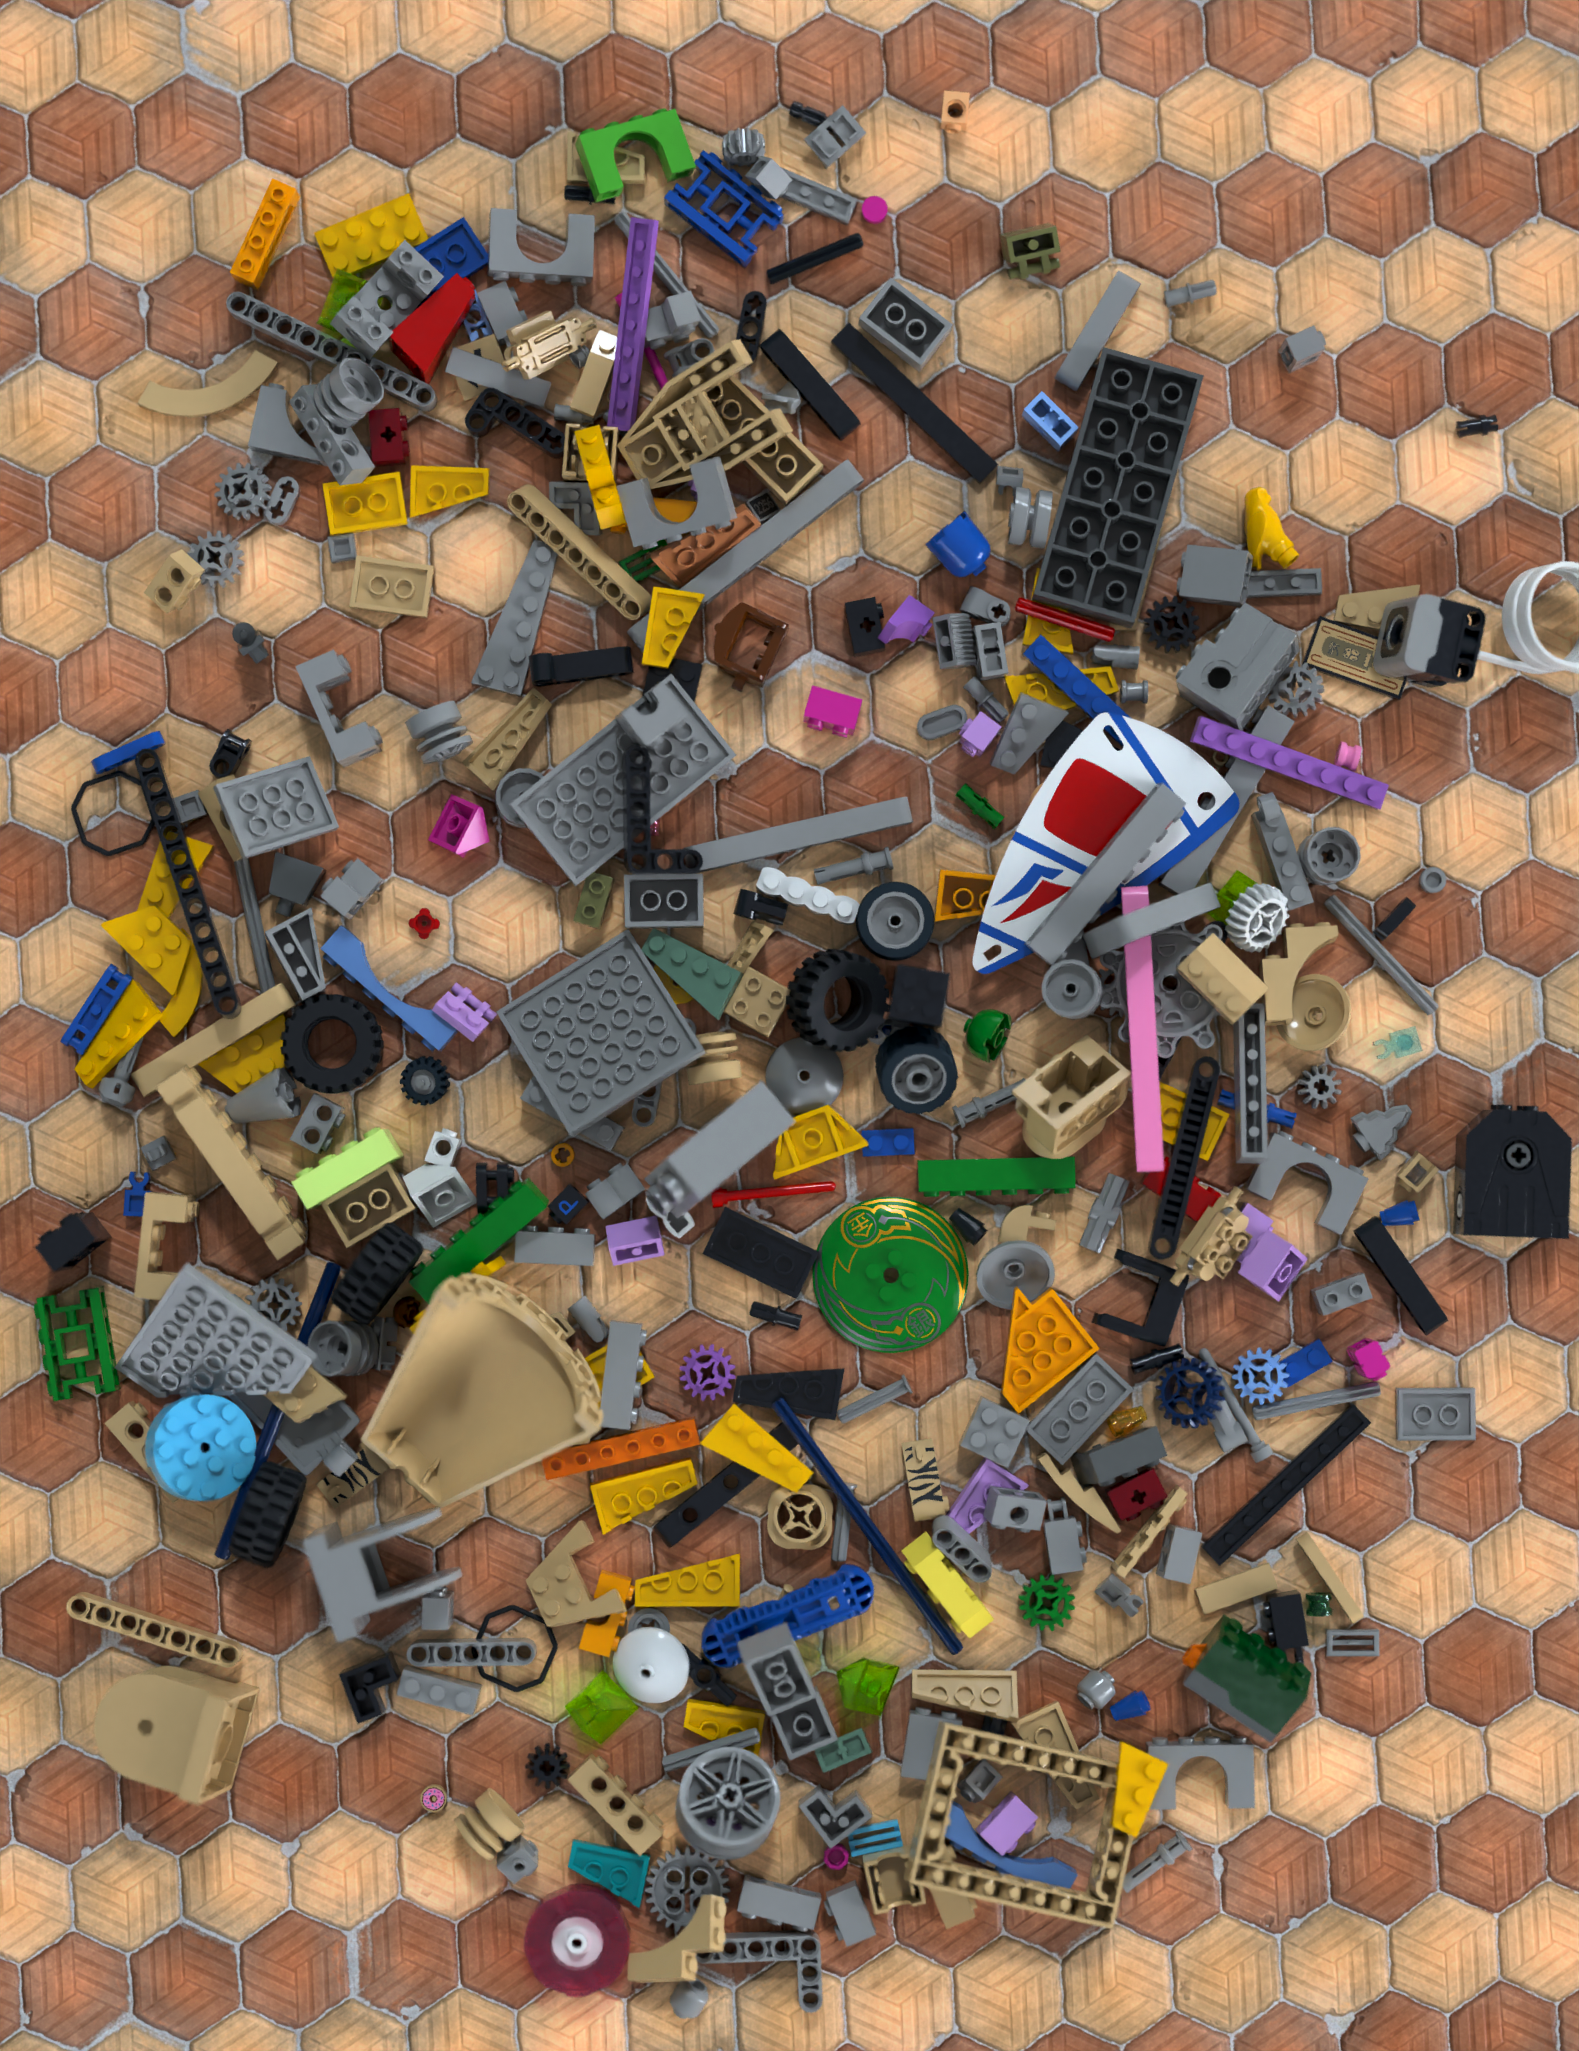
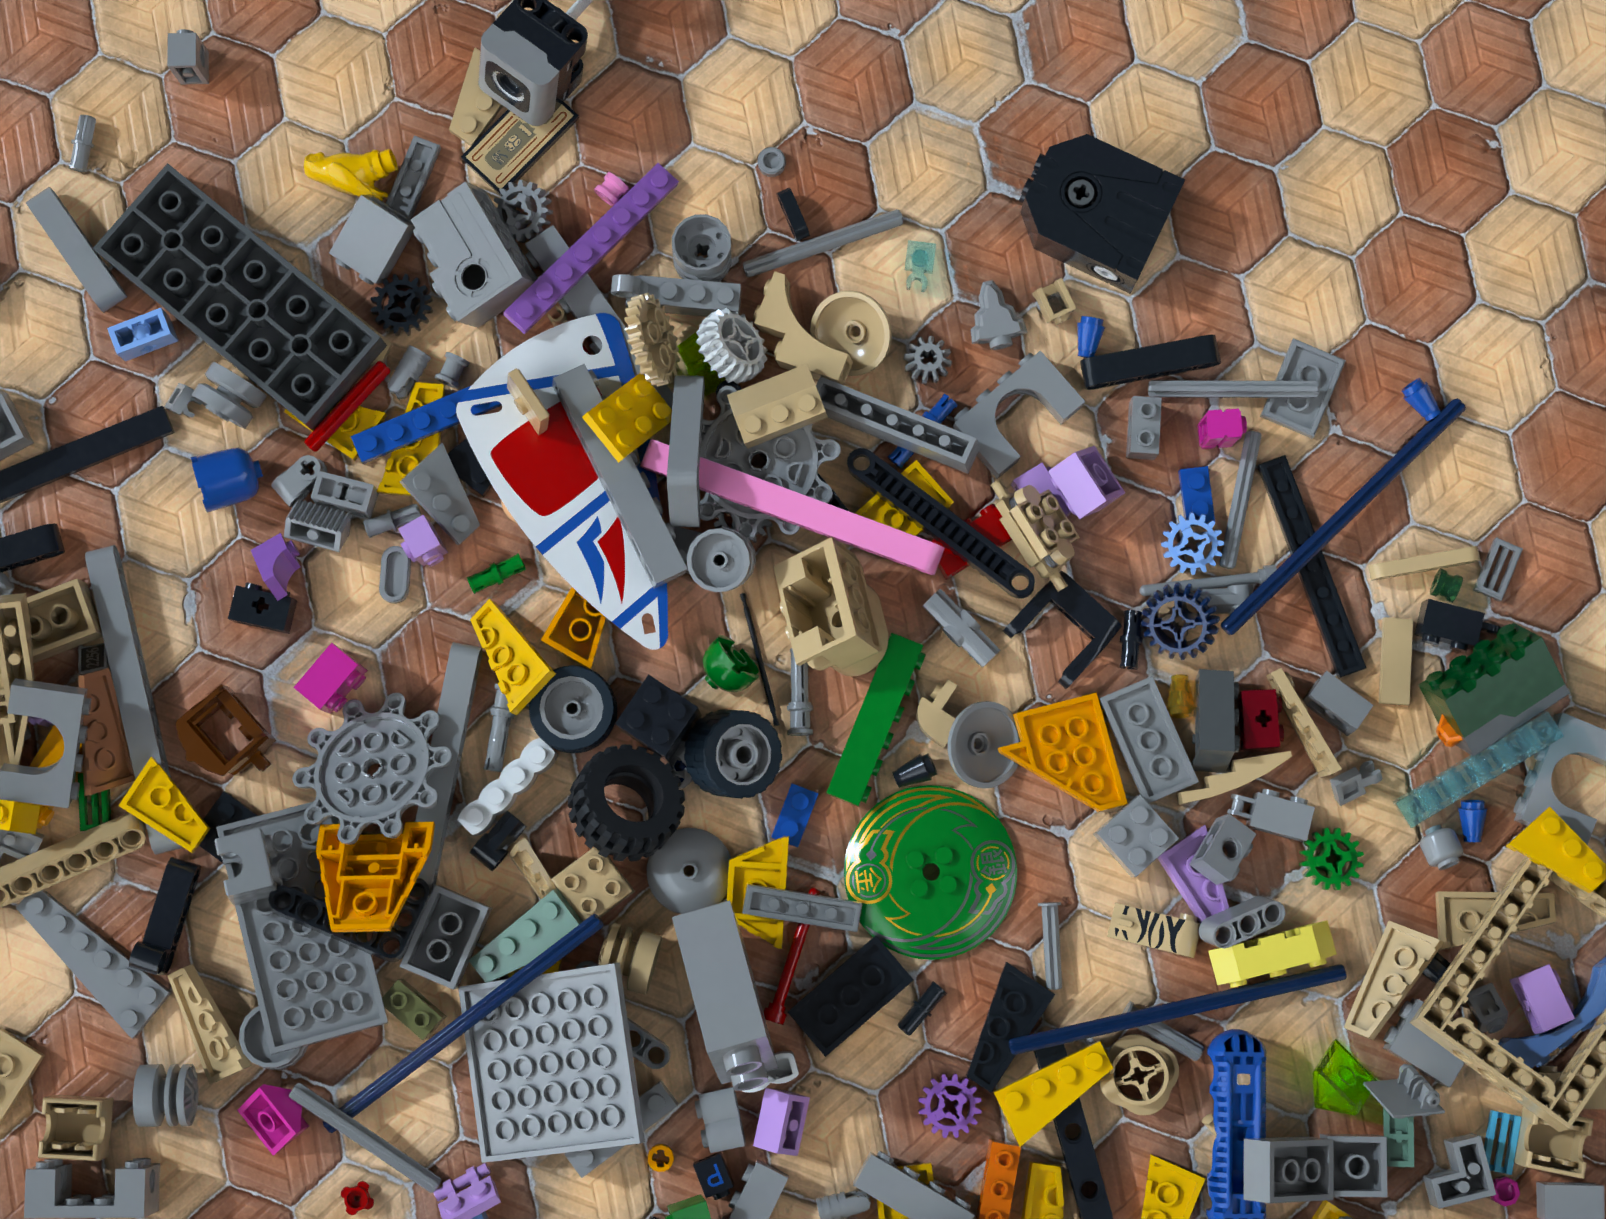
camera: 65 degrees left, 5 degrees down
(382, 672) = (76, 1127): none -> tan piece
(475, 908) = (365, 1137): none -> light grey axle
(601, 947) = (470, 1017): none -> dark blue axle
(687, 818) = (372, 877): none -> light orange wedge
(783, 755) = (347, 754): none -> light grey plate
(815, 1181) = (802, 907): none -> light grey tile
(879, 1743) = (1407, 1095): none -> light grey hinge
(916, 851) = (511, 656): none -> yellow wing
(1004, 1056) = (759, 660): none -> black piece
(1133, 771) = (527, 401): none -> tan plate
(1158, 860) = (629, 417): none -> yellow plate
(1173, 1693) = (1478, 769): none -> clear light blue brick
(1232, 850) = (652, 339): none -> tan gear
(1340, 1493) = (1342, 517): none -> dark blue axle
(1408, 1355) = (1233, 389): none -> light grey axle
(1470, 1518) = (1421, 399): none -> blue cone

